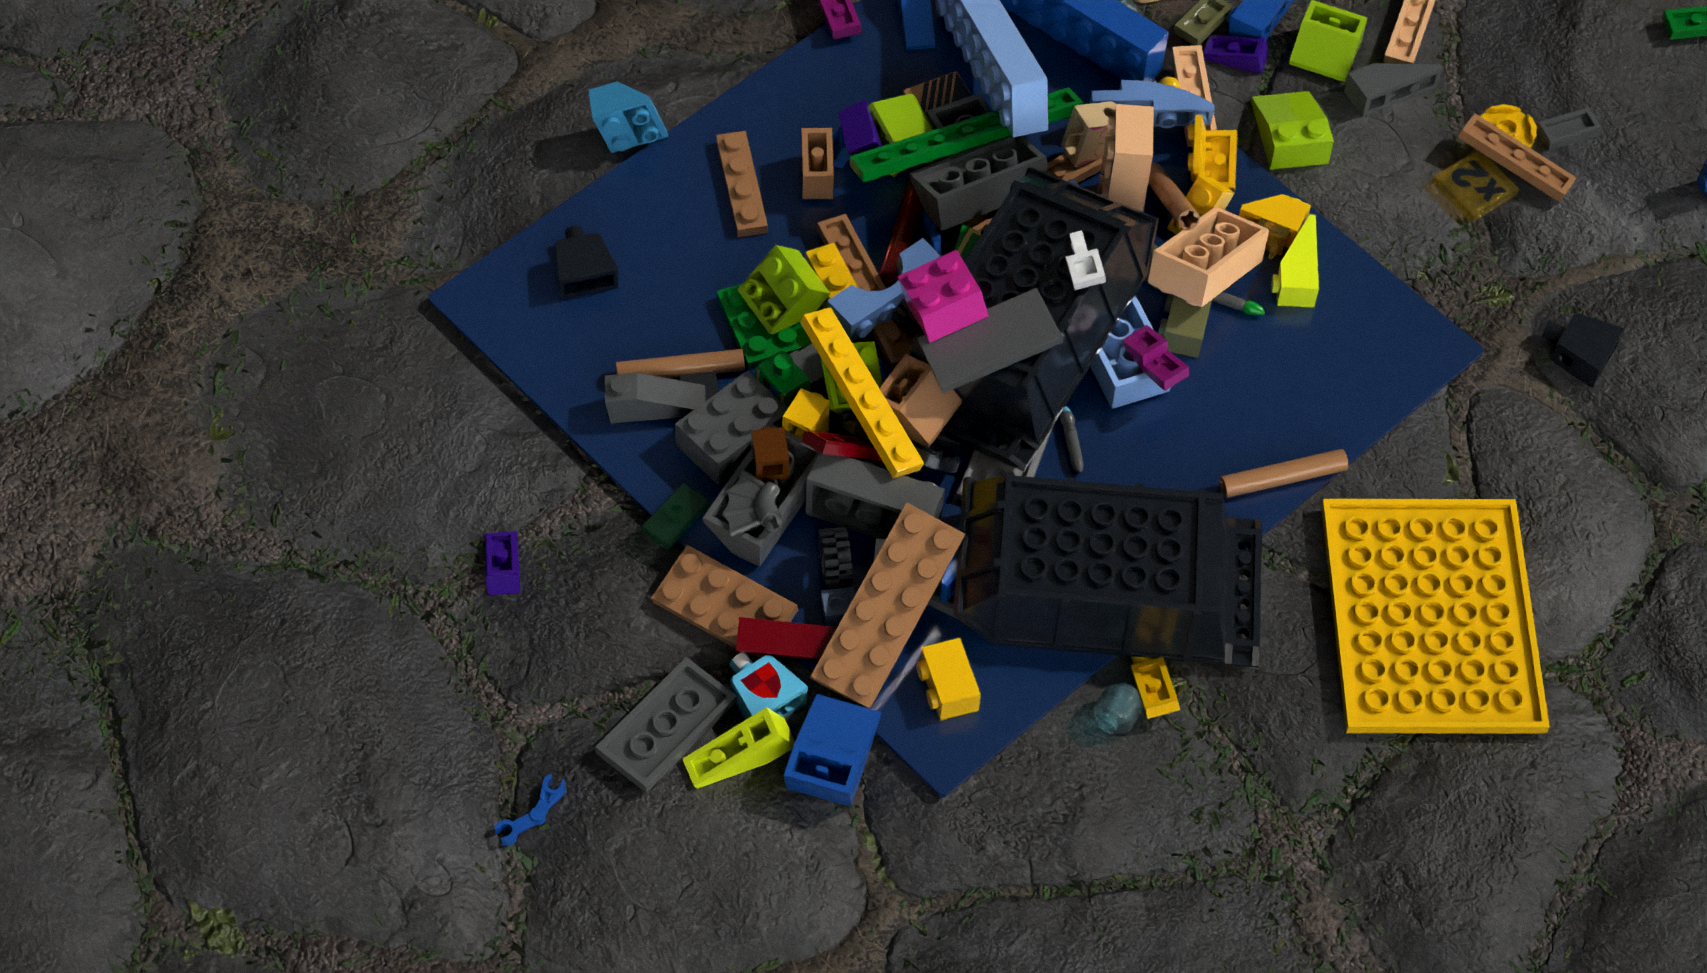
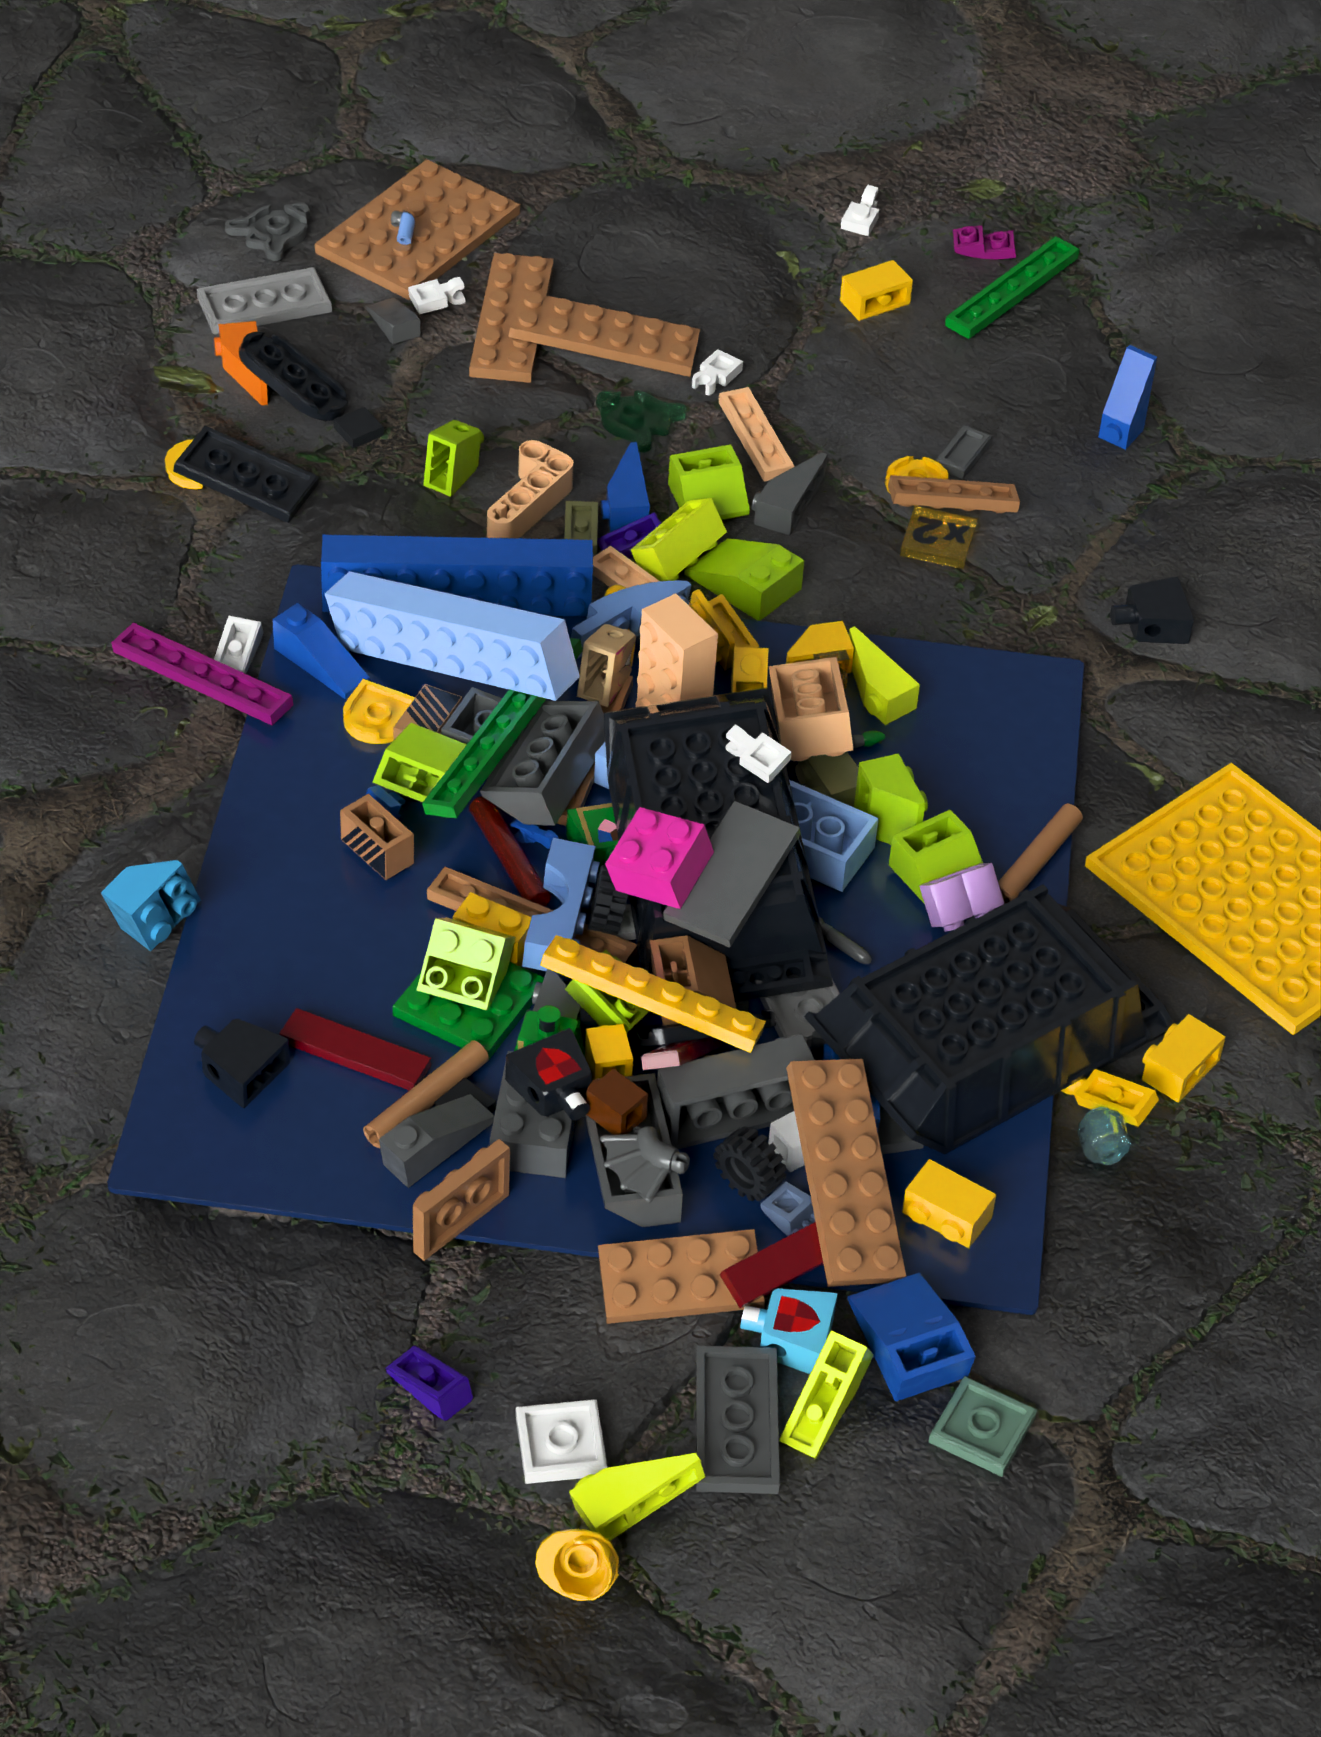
camera: 40 degrees left, 10 degrees down
(466, 743) = (577, 1563): none -> yellow piece
(535, 721) = (630, 1492): none -> neon yellow slope
(537, 816) = (694, 1564): blue piece -> none
(544, 659) = (560, 1441): none -> white tile
(620, 452) = (460, 1199): none -> medium nougat plate
(665, 305) = (355, 1049): none -> dark red tile
(675, 516) = (558, 1229): clear green plate -> none
(741, 184) = (315, 900): medium nougat plate -> none
(748, 405) = (551, 1075): none -> black torso
(827, 846) = (983, 1426): none -> sand green tile
(859, 128) = (396, 781): dark purple slope -> none
(912, 68) = (373, 712): none -> yellow tile
(1154, 358) = (847, 814): magenta slope -> none
(1172, 198) = (744, 679): medium nougat piece -> none
(1186, 466) = (961, 896): none -> lavender brick
(1198, 430) = (932, 850): none -> lime slope
(1206, 355) = (889, 793): none -> lime slope
(1238, 692) = (1182, 1057): none -> yellow brick
(1259, 72) = (680, 540): none -> neon yellow brick

